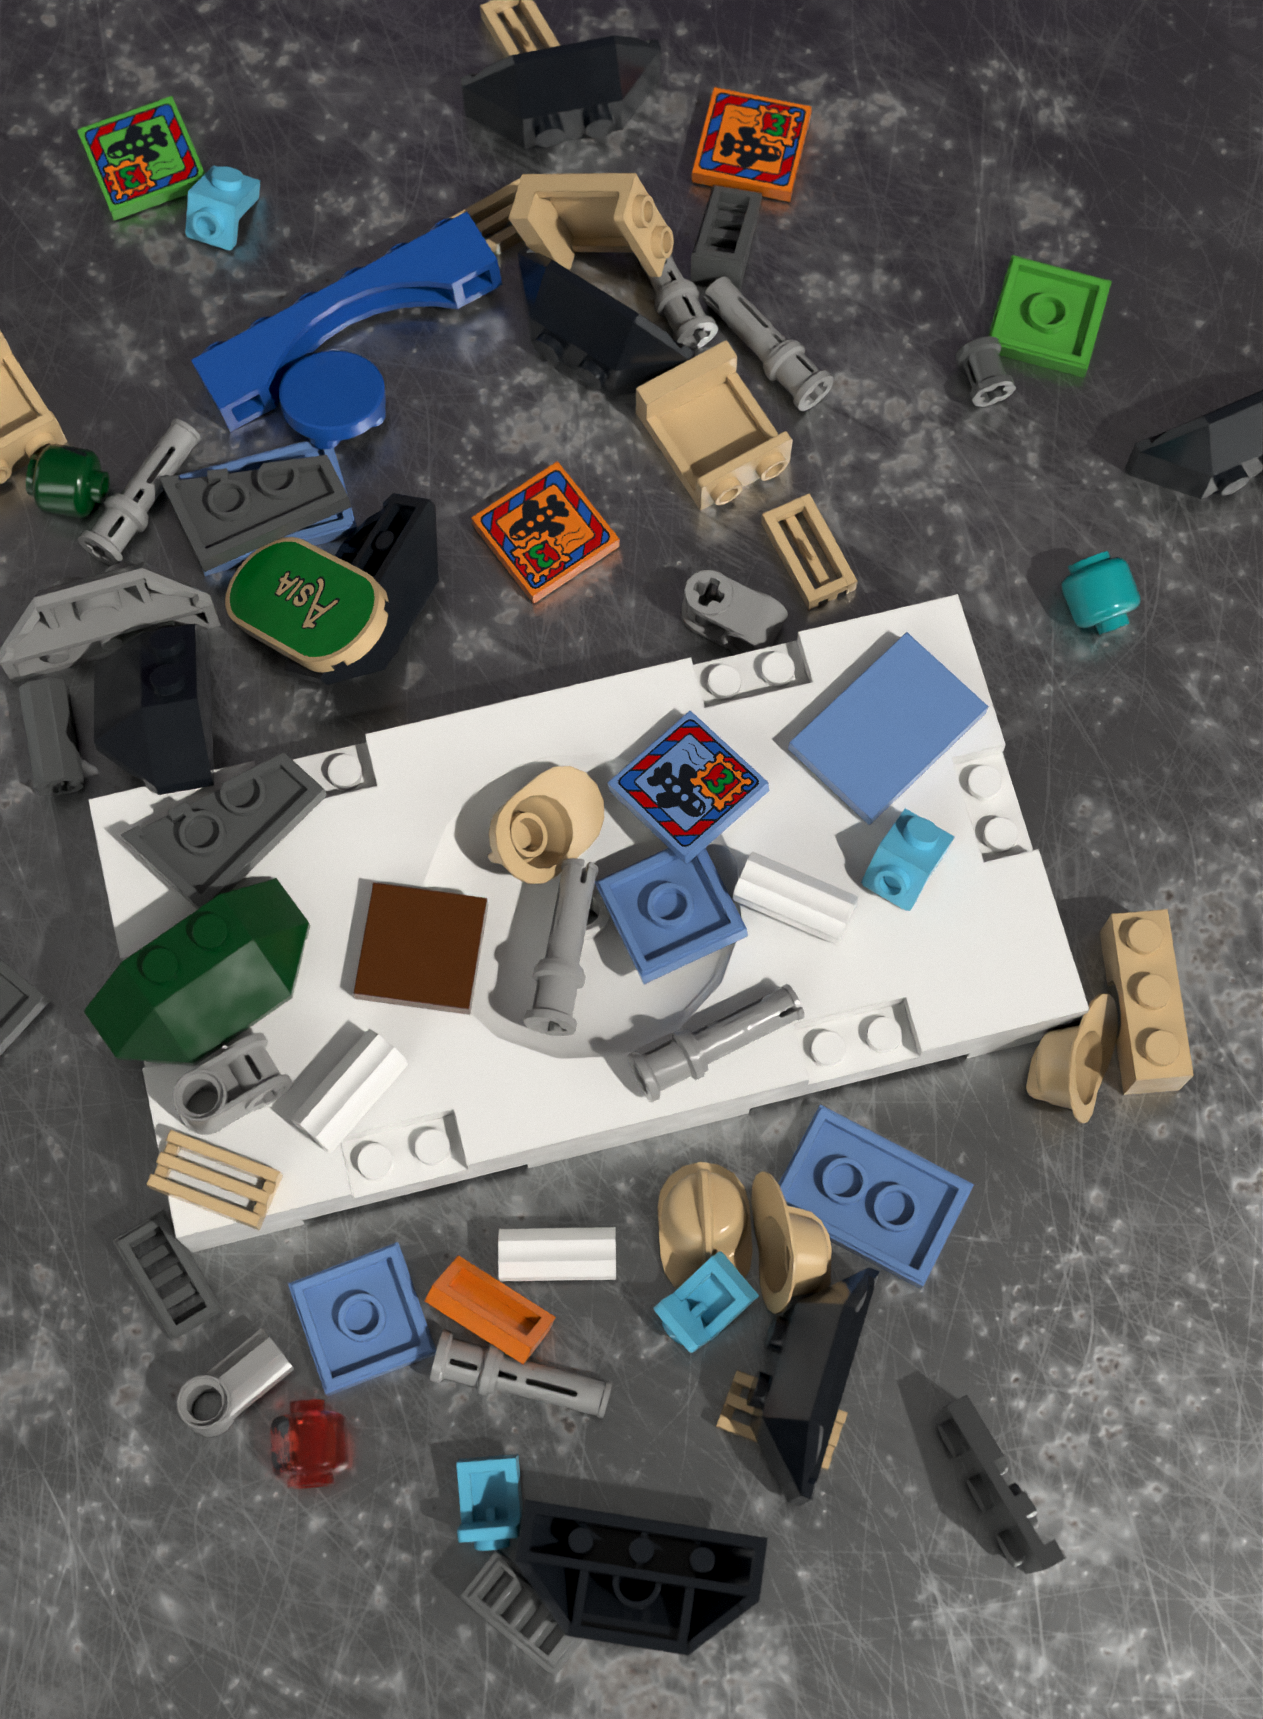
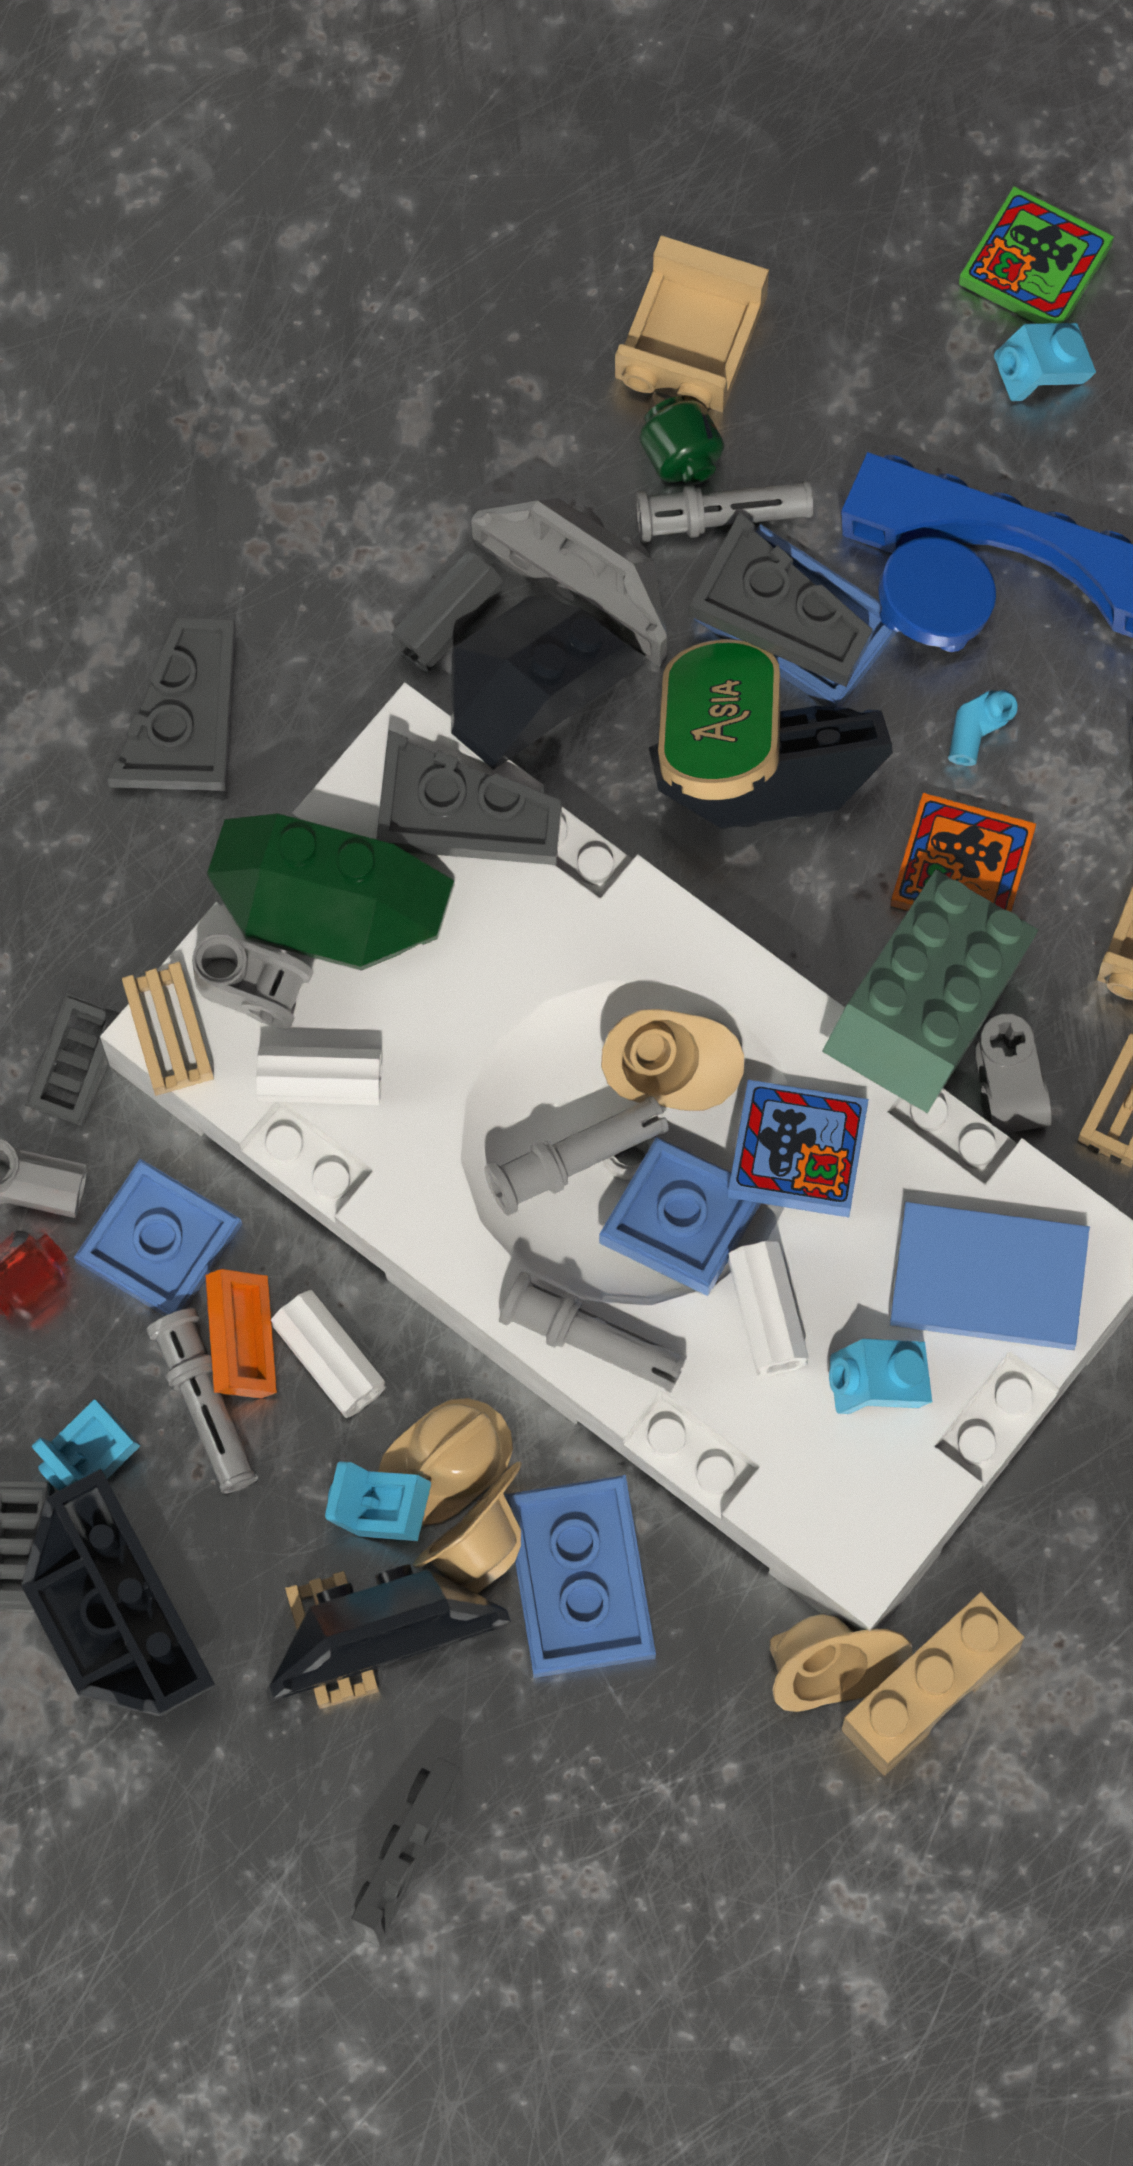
camera: 55 degrees right, 0 degrees up
(421, 948) = (485, 1041): reddish brown tile -> none
(446, 444) = (978, 719): none -> medium azure arm
(639, 611) = (930, 991): none -> sand green brick

